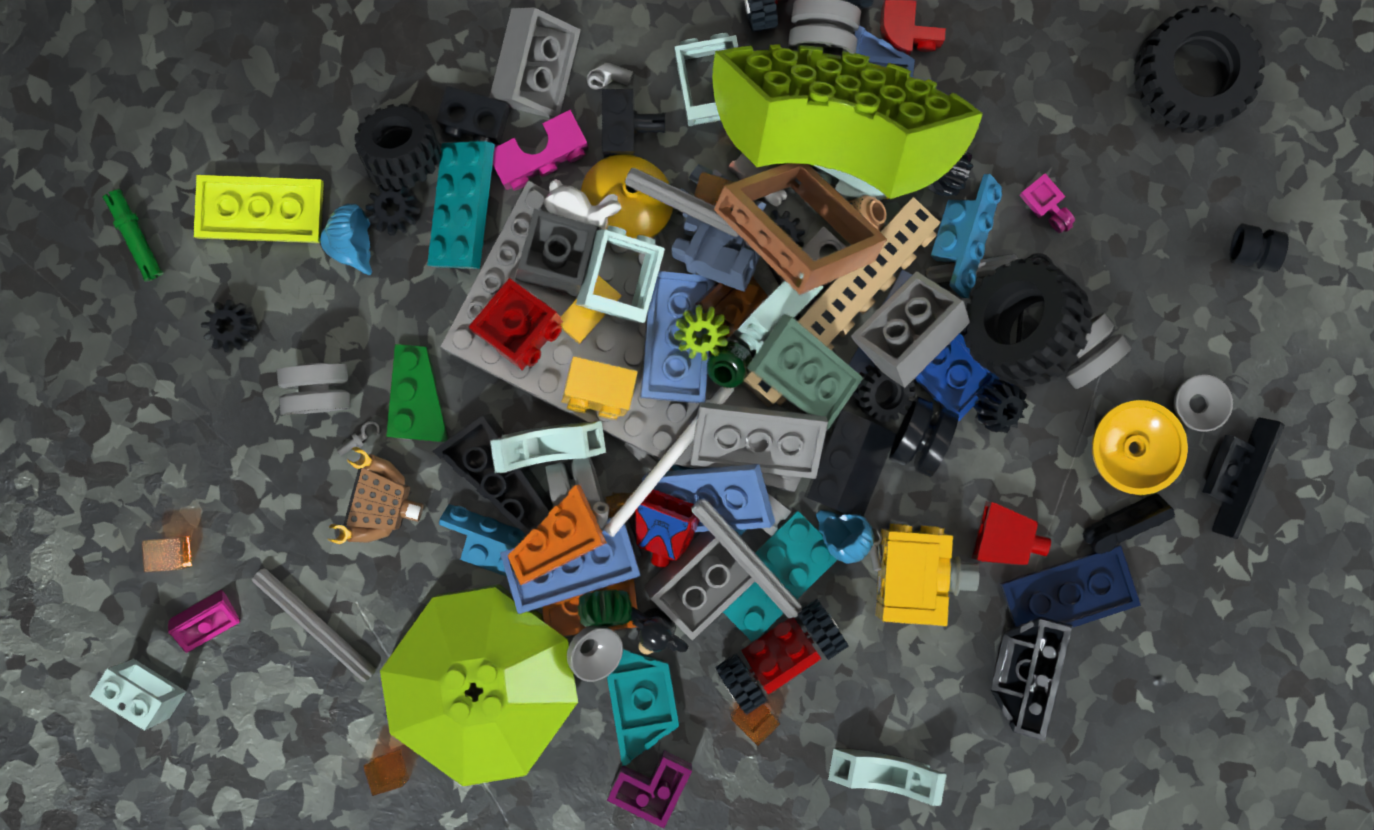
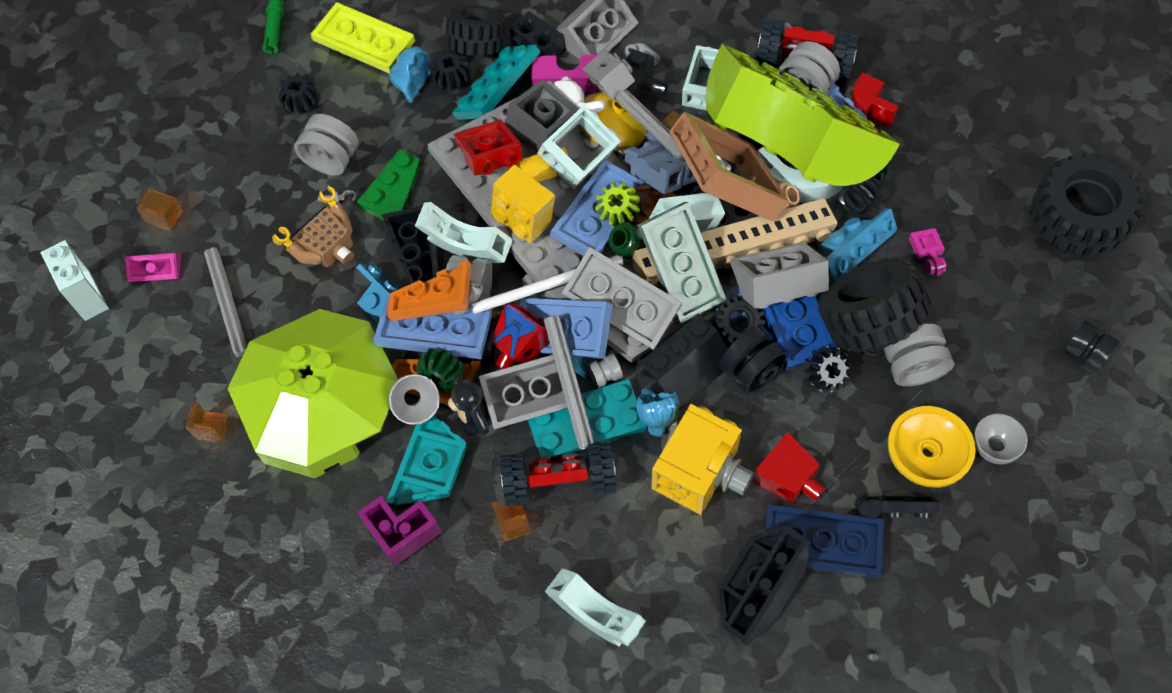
camera: 30 degrees right, 25 degrees down
(599, 151) = (609, 73): none -> light grey brick
(1239, 474) = (1009, 508): black bracket -> none

